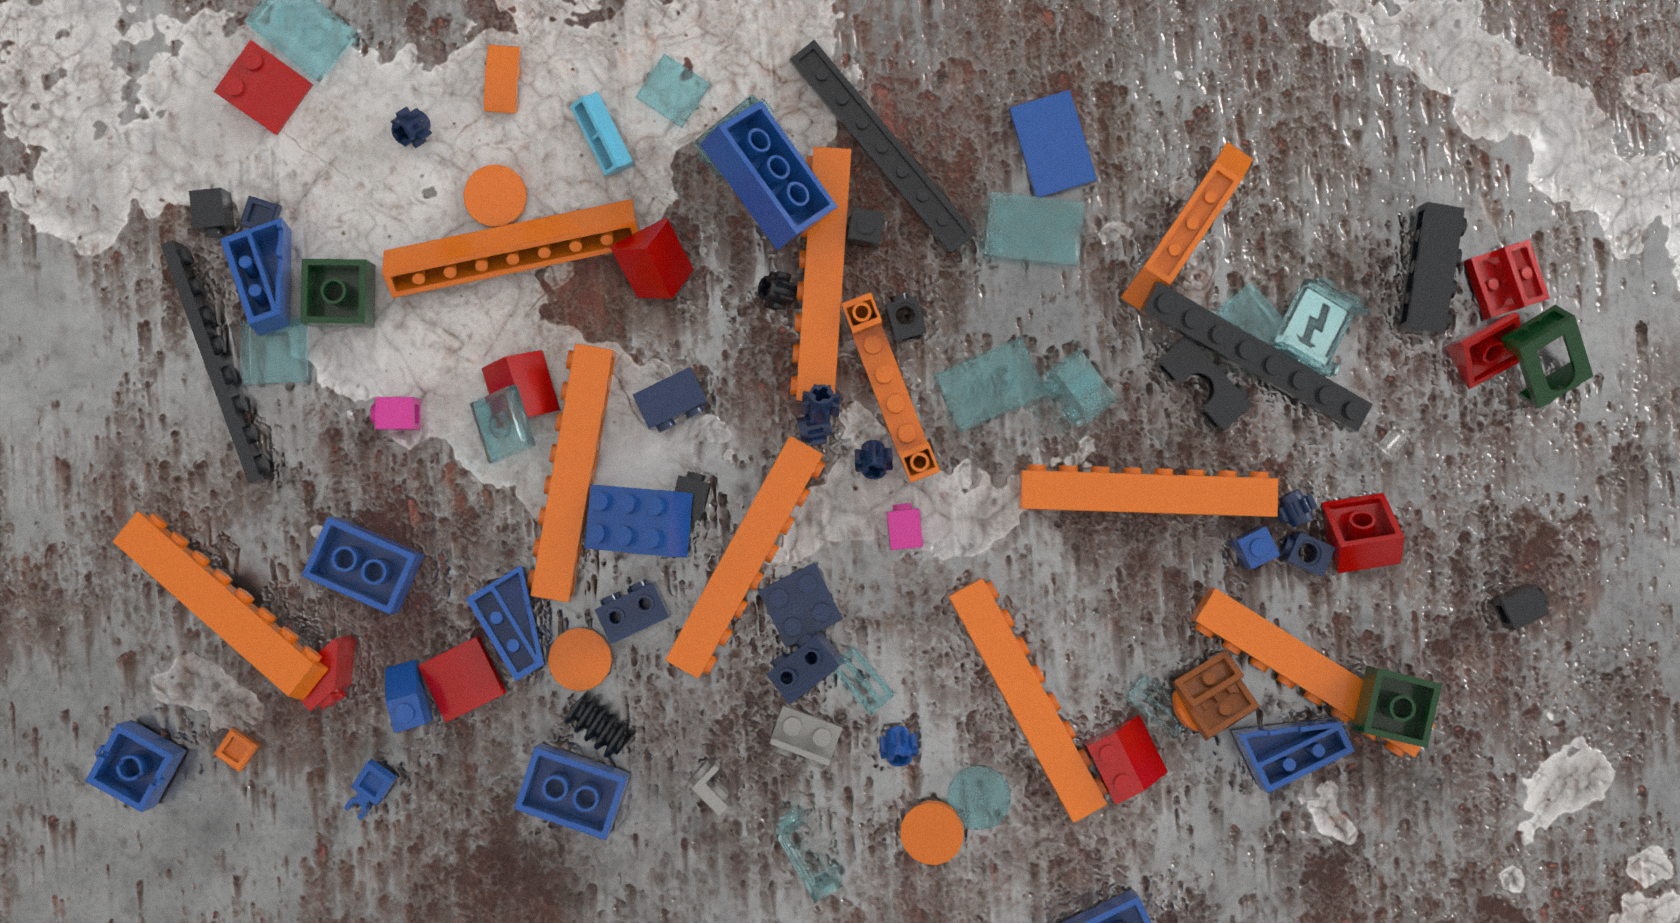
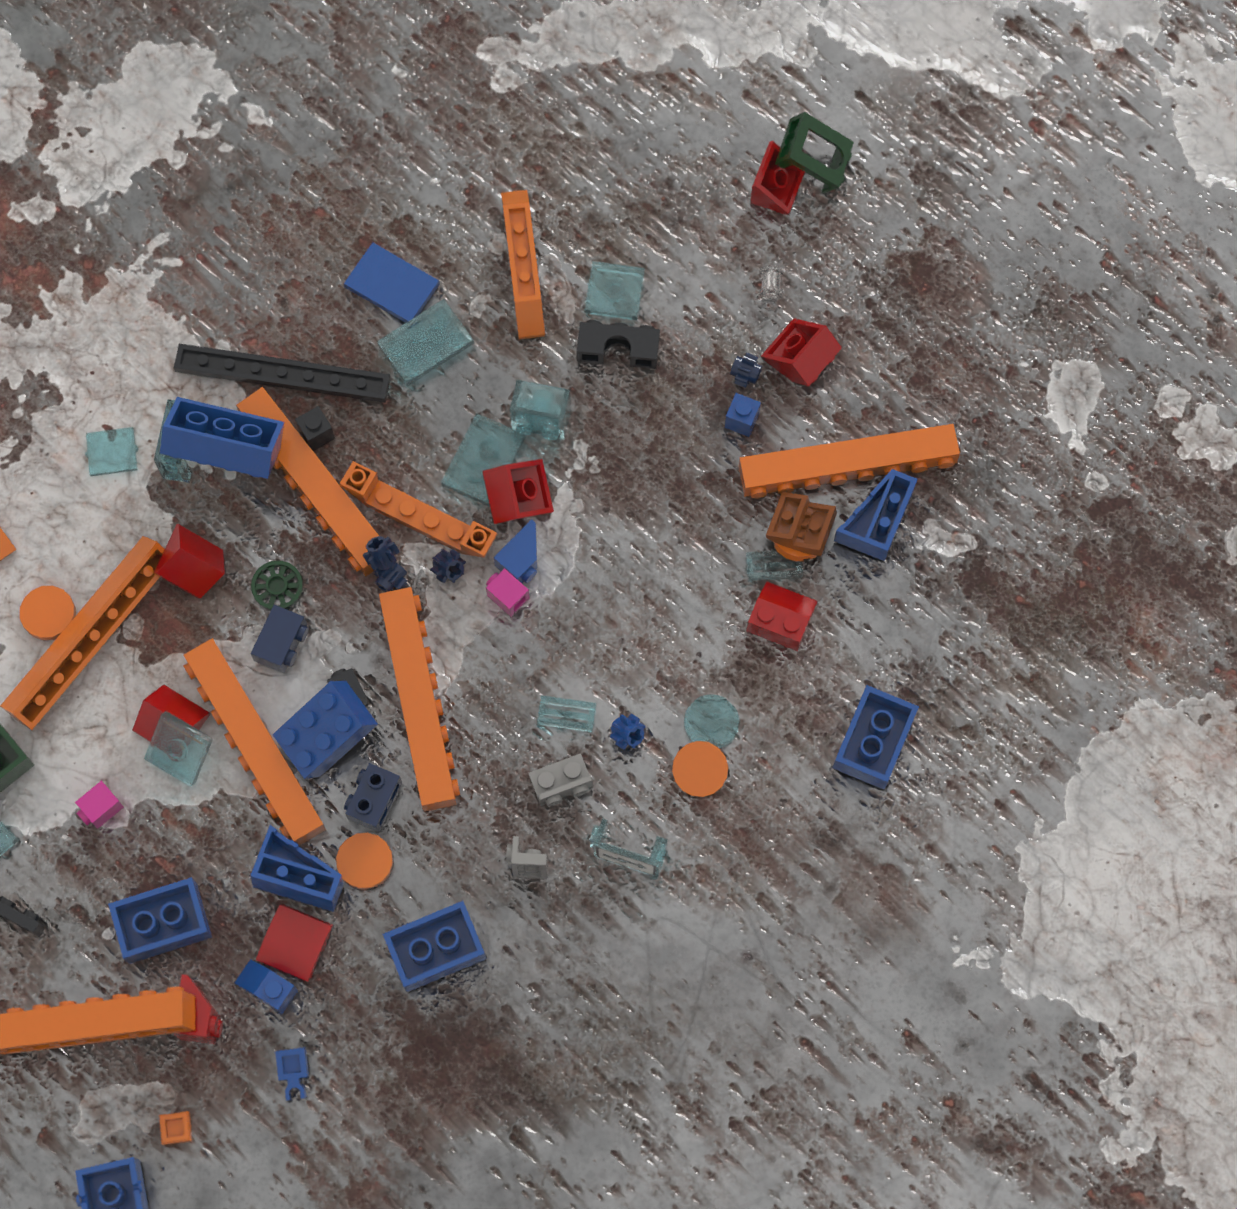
camera: 40 degrees left, 15 degrees down
(599, 725) = (415, 890): black piece -> none
(601, 134) = (87, 513): medium azure piece -> none
(712, 344) = (277, 585): none -> dark green wheel
(777, 290) = (290, 514): black gear -> none
(800, 604) = (482, 700): dark blue plate -> none
(805, 667) = (520, 732): dark blue brick -> none
(905, 332) = (396, 472): black brick -> none
(944, 505) = (520, 554): none -> blue slope
(992, 445) = (518, 491): none -> red slope
(1028, 700) = (684, 630): orange brick -> none
(1148, 492) = (643, 440): orange brick -> none
(1255, 356) = (636, 300): black plate -> none
(1317, 324) = (658, 252): clear light blue panel -> none
(1320, 553) = (783, 382): dark blue brick -> none
(1397, 706) = (915, 427): dark green brick -> none
(1432, 269) = (698, 163): black brick -> none
(1506, 279) = (749, 132): red slope -> none
(1520, 606) = (940, 312): black brick -> none

